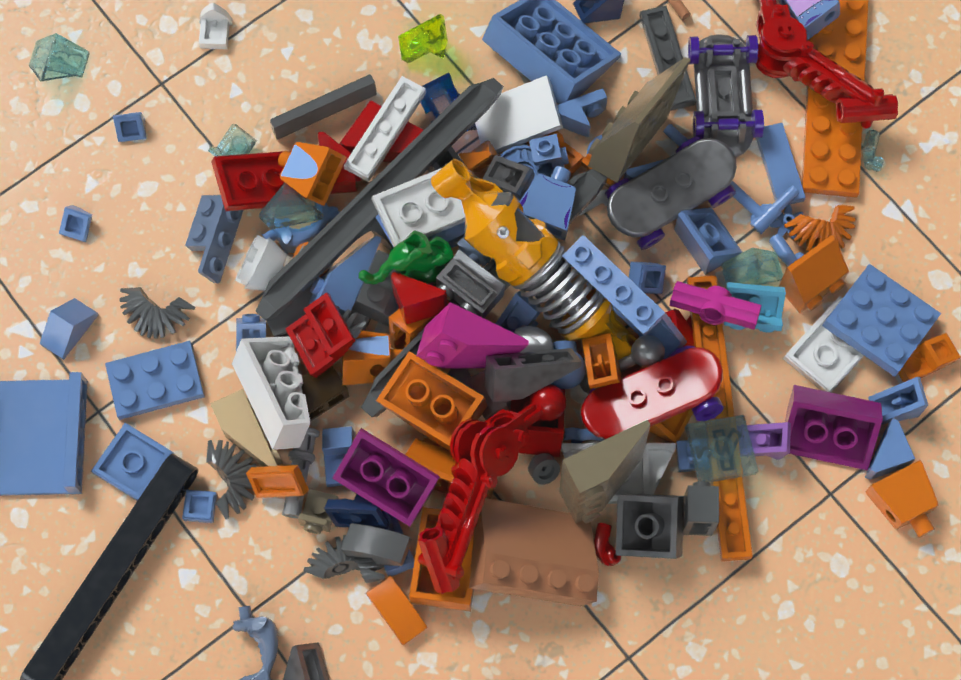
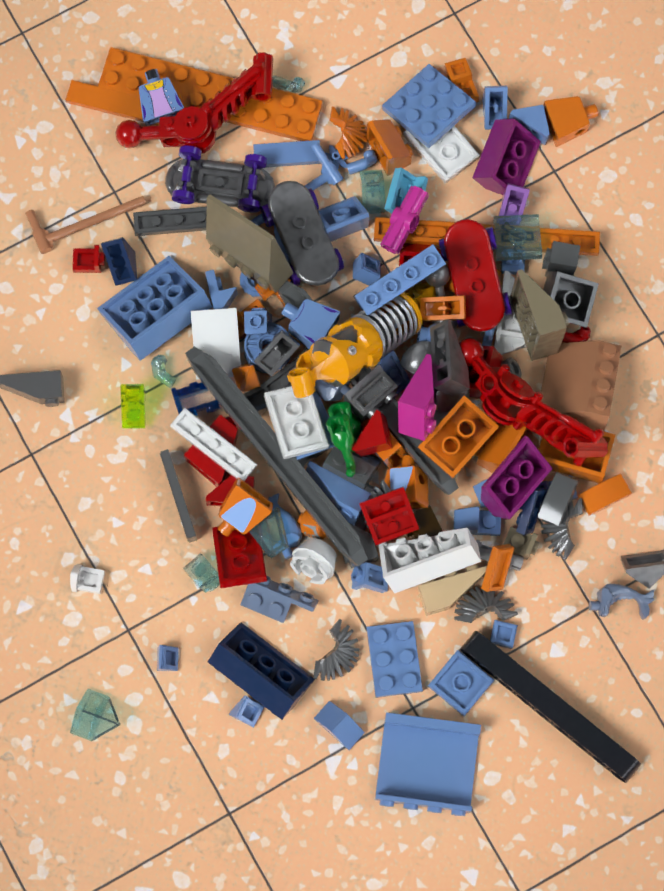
camera: 85 degrees left, 5 degrees up
(124, 228) = (260, 670): none -> dark blue slope
(474, 64) = (159, 372): none -> clear light blue arm

